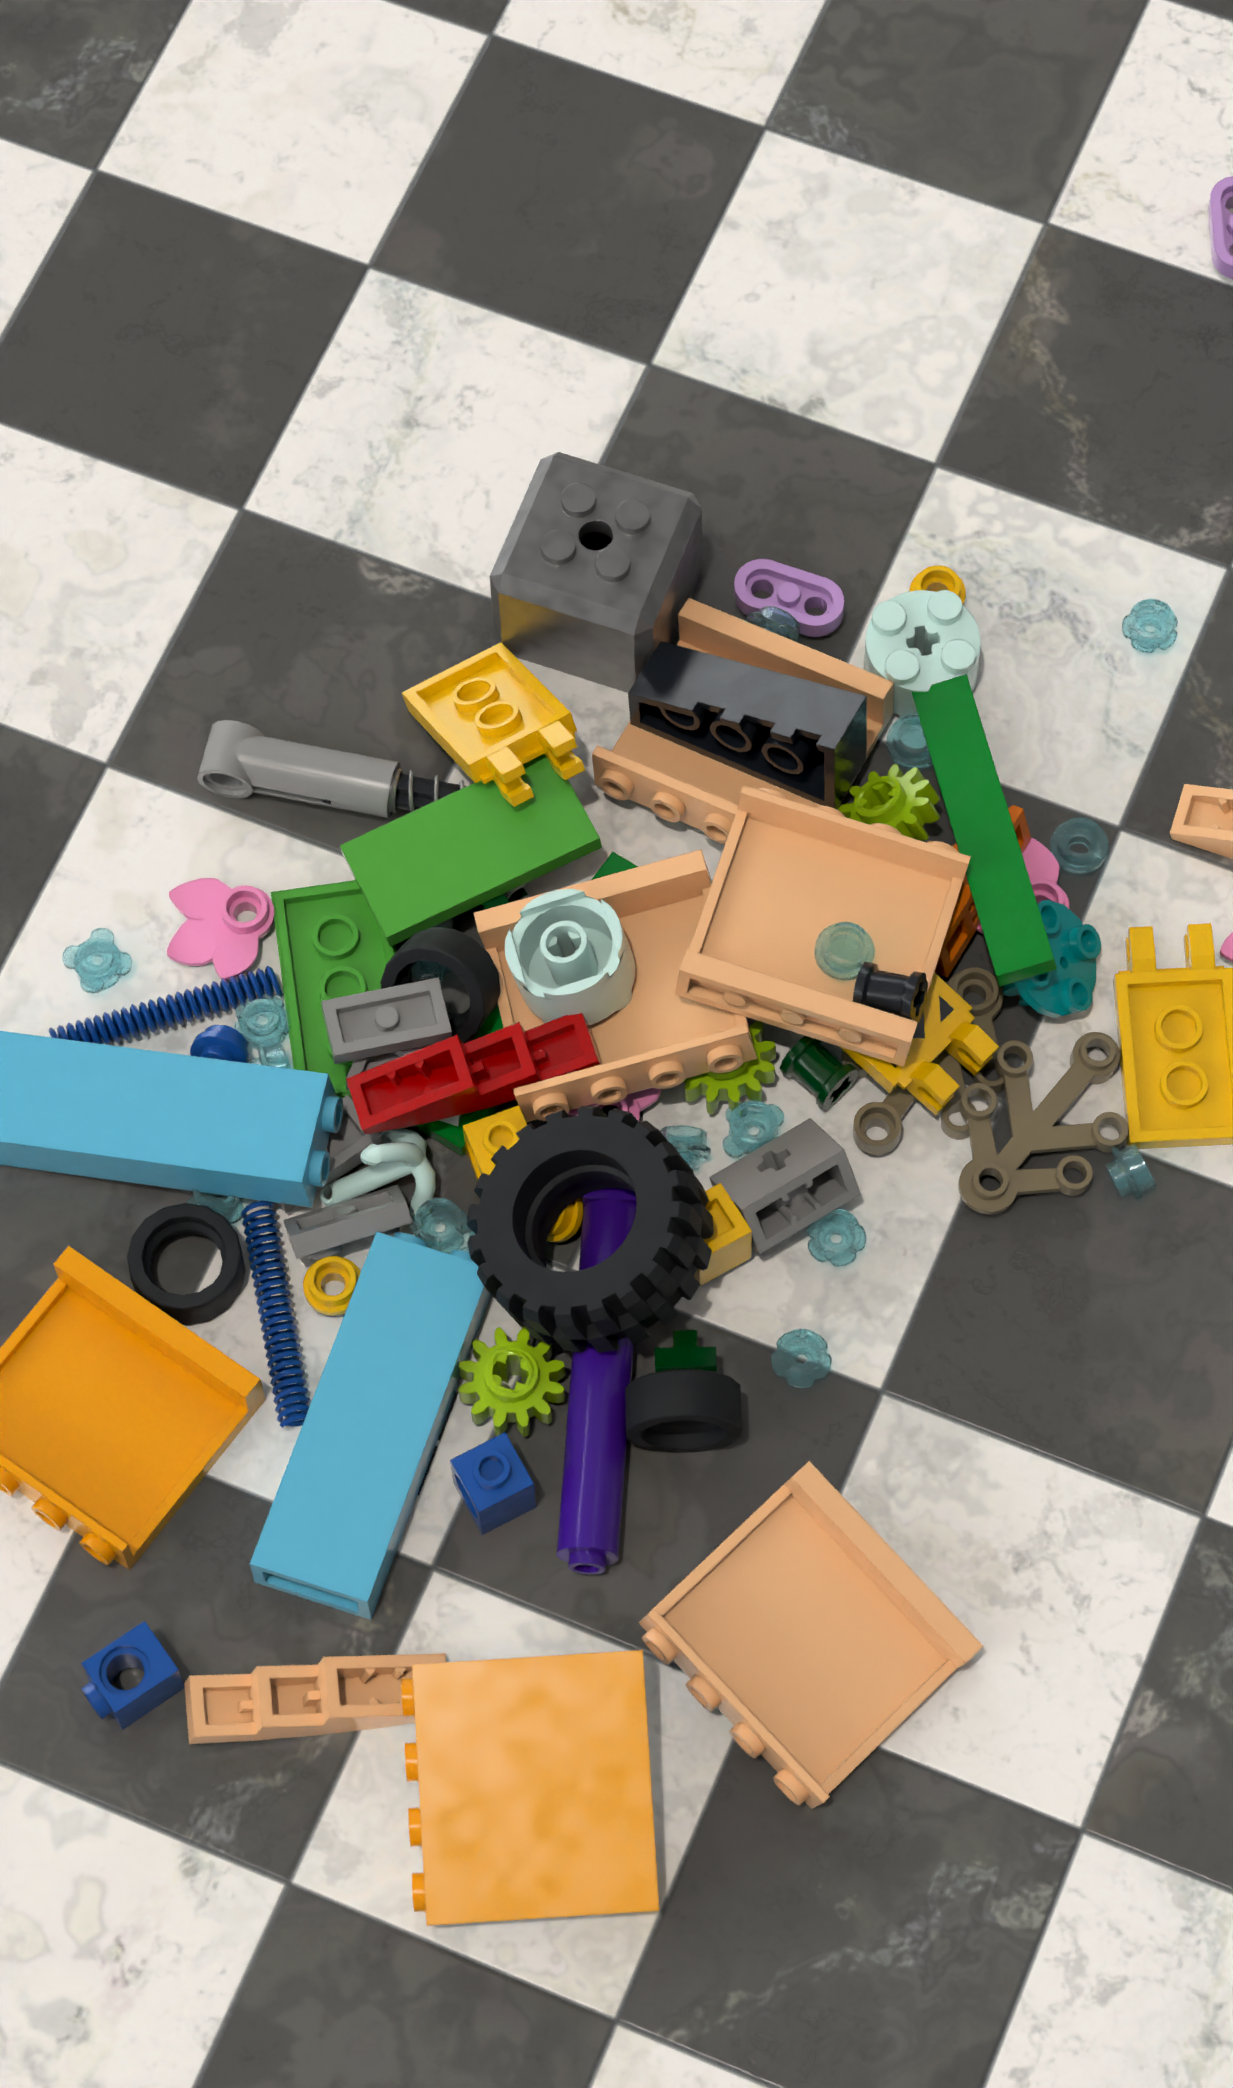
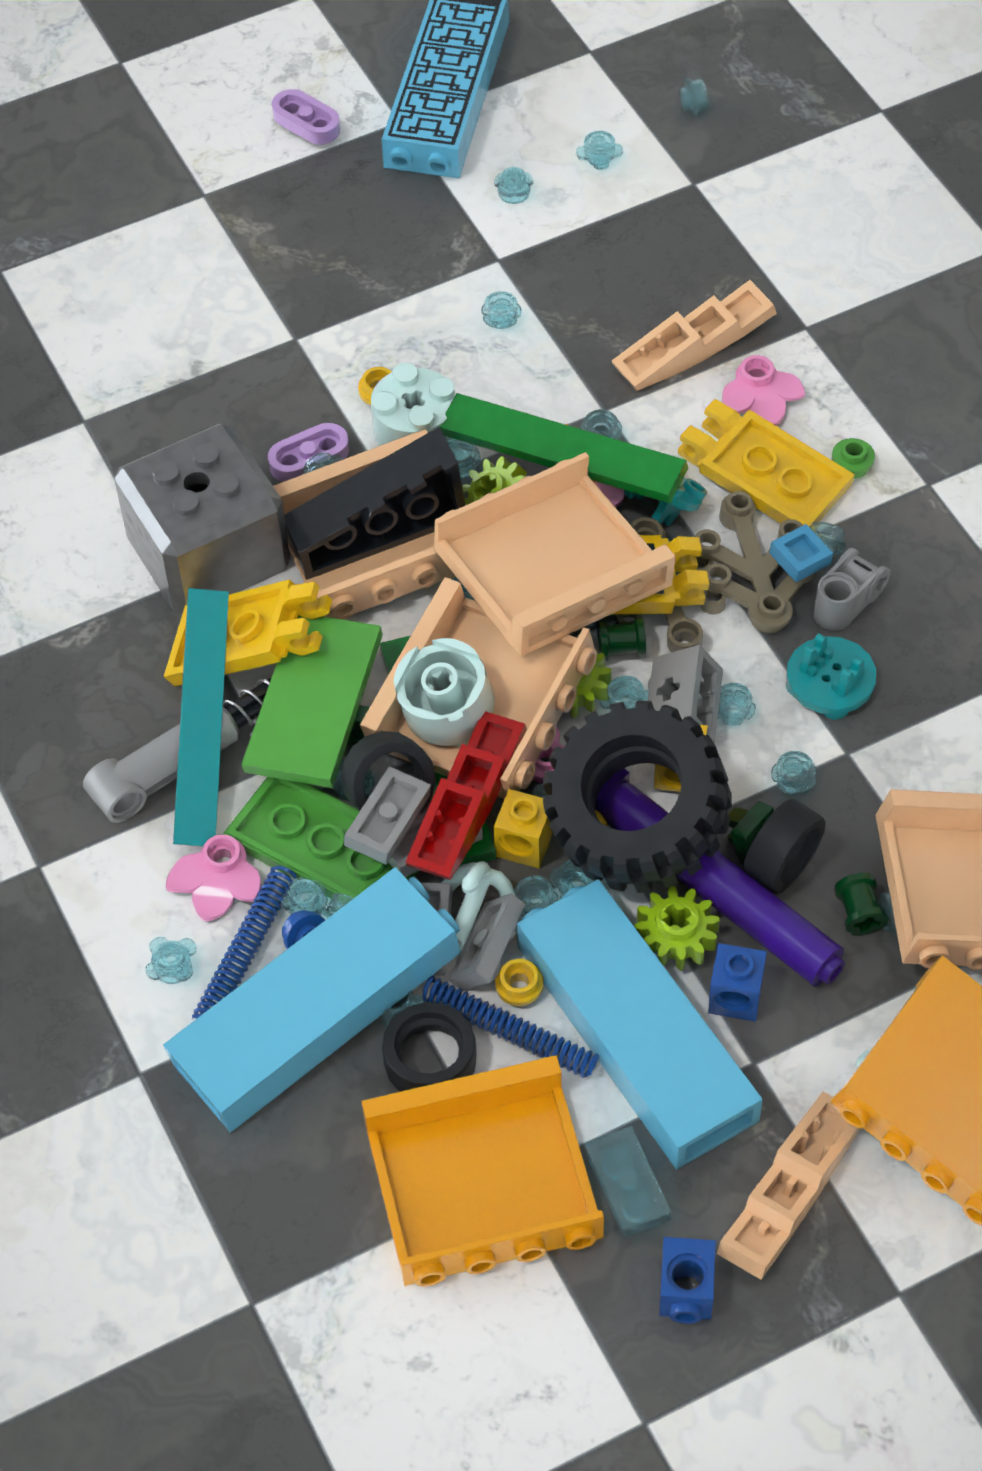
camera: 50 degrees left, 10 degrees down
(195, 1546) = (627, 1181): none -> clear light blue plate
(365, 764) = (201, 717): none -> teal sticker
(691, 1533) = (860, 904): none -> dark green bush
(843, 950) = (579, 553): clear light blue plate -> none
(891, 991) = (631, 544): black bush -> none
(959, 1331) = (846, 687): none -> teal plate
(1072, 1159) = (801, 553): none -> dark azure plate
(1097, 1239) = (848, 590): none -> light grey piece

